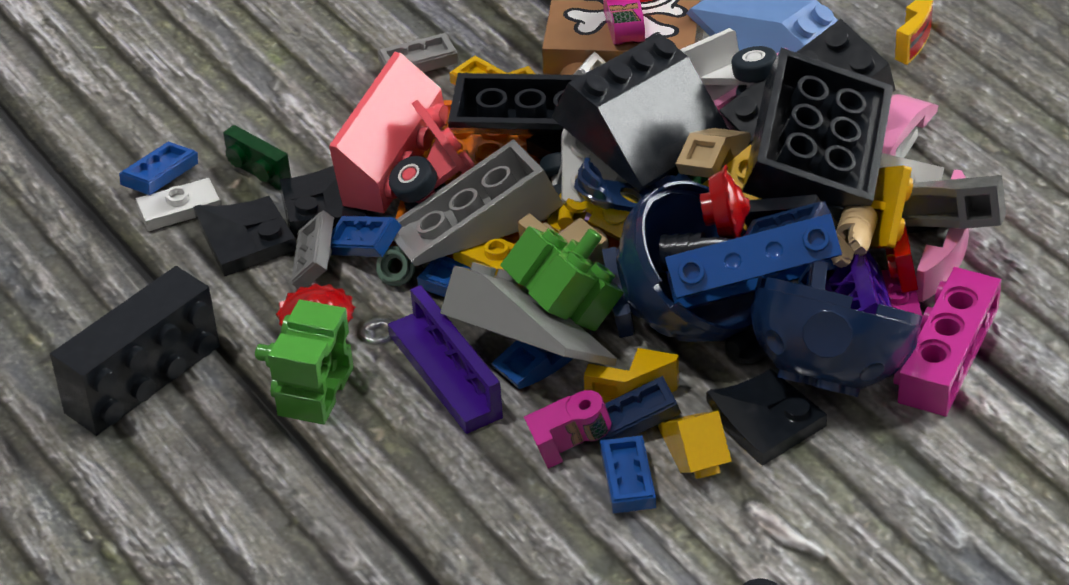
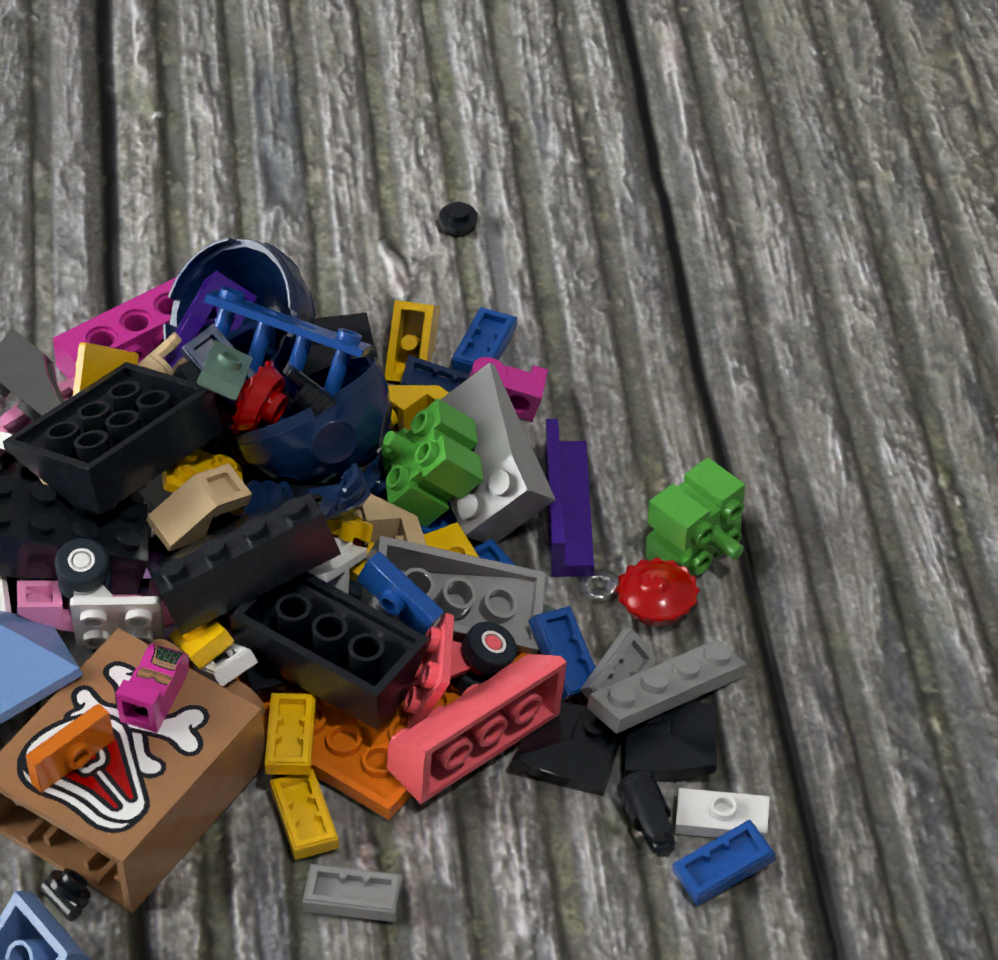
camera: 155 degrees left, 5 degrees up
(135, 350) = (851, 604): black brick -> none
(234, 174) = (648, 811): none -> black hinge
(256, 156) = (608, 810): dark green plate -> none
(264, 247) = (666, 686): none -> light grey plate
(494, 139) = (399, 594): none -> blue plate
(763, 185) = (224, 370): none -> sand green plate

